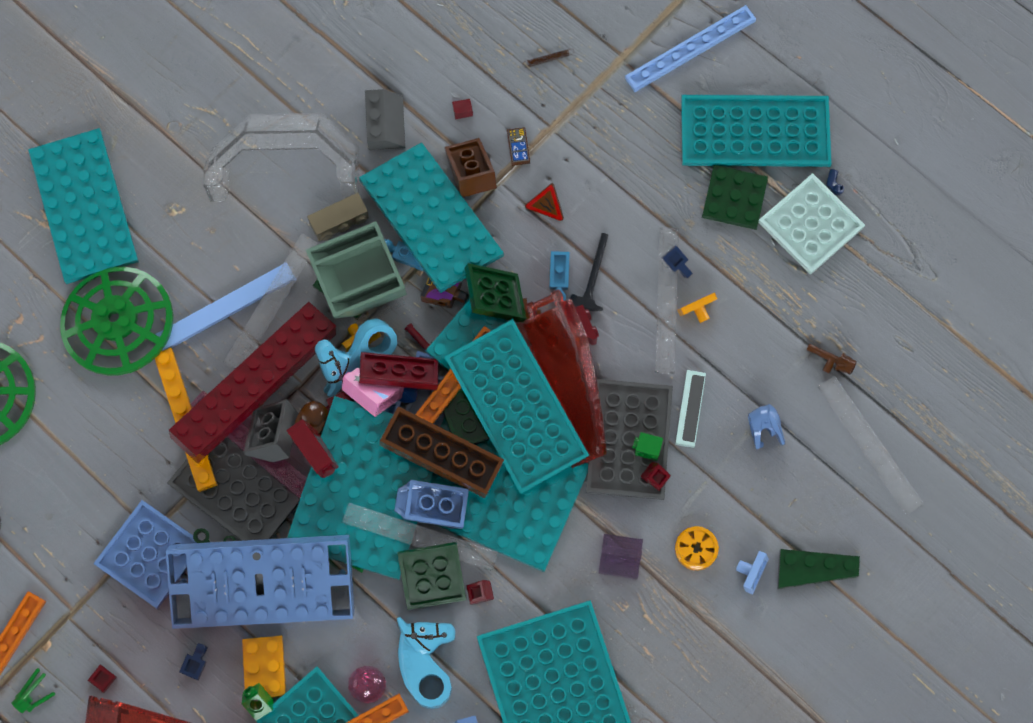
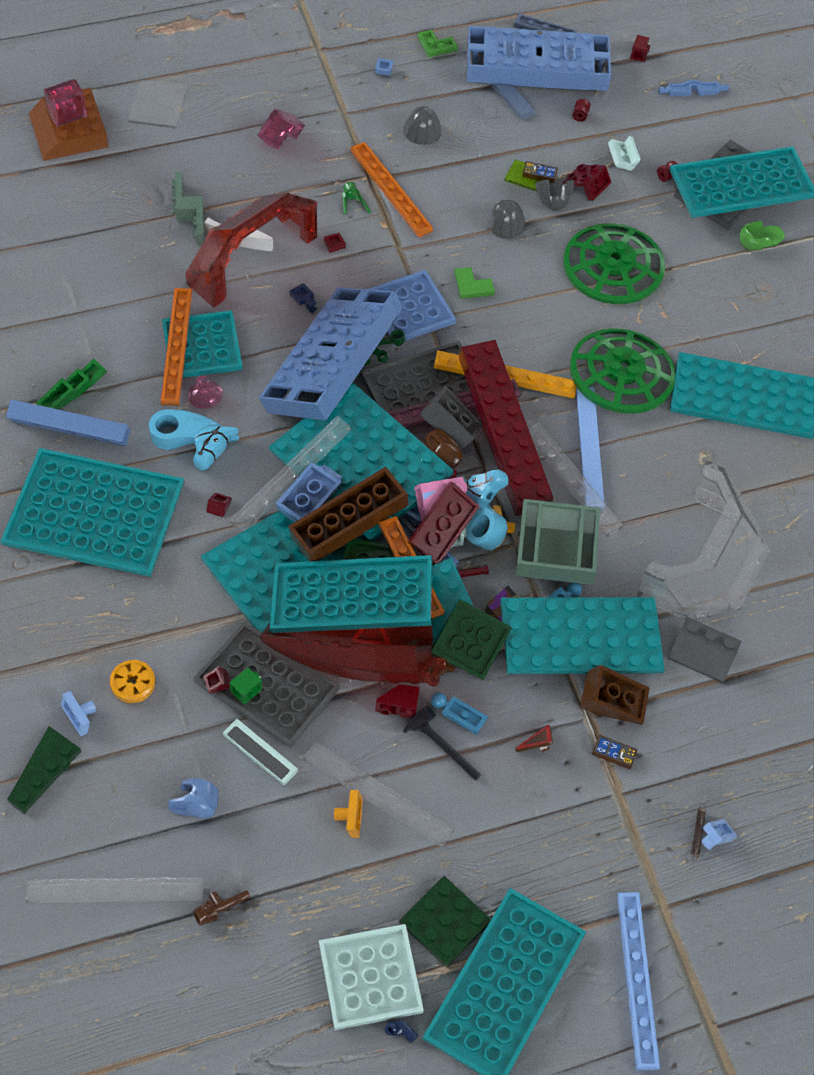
camera: 115 degrees right, 15 degrees down
(88, 513) = (472, 288): none -> bright green tile
(257, 708) = (243, 314): green brick -> none
(265, 664) = (268, 337): light orange plate -> none
(313, 448) = (413, 423): dark red slope -> none
(338, 217) = (624, 566): dark tan brick -> none
(431, 575) = (254, 468): dark green plate -> none
(462, 109) = (682, 724): dark red slope -> none
(545, 38) = (718, 833): none -> light blue tile
(620, 556) = (171, 619): clear purple bracket -> none
(676, 261) = (409, 818): dark blue plate -> none

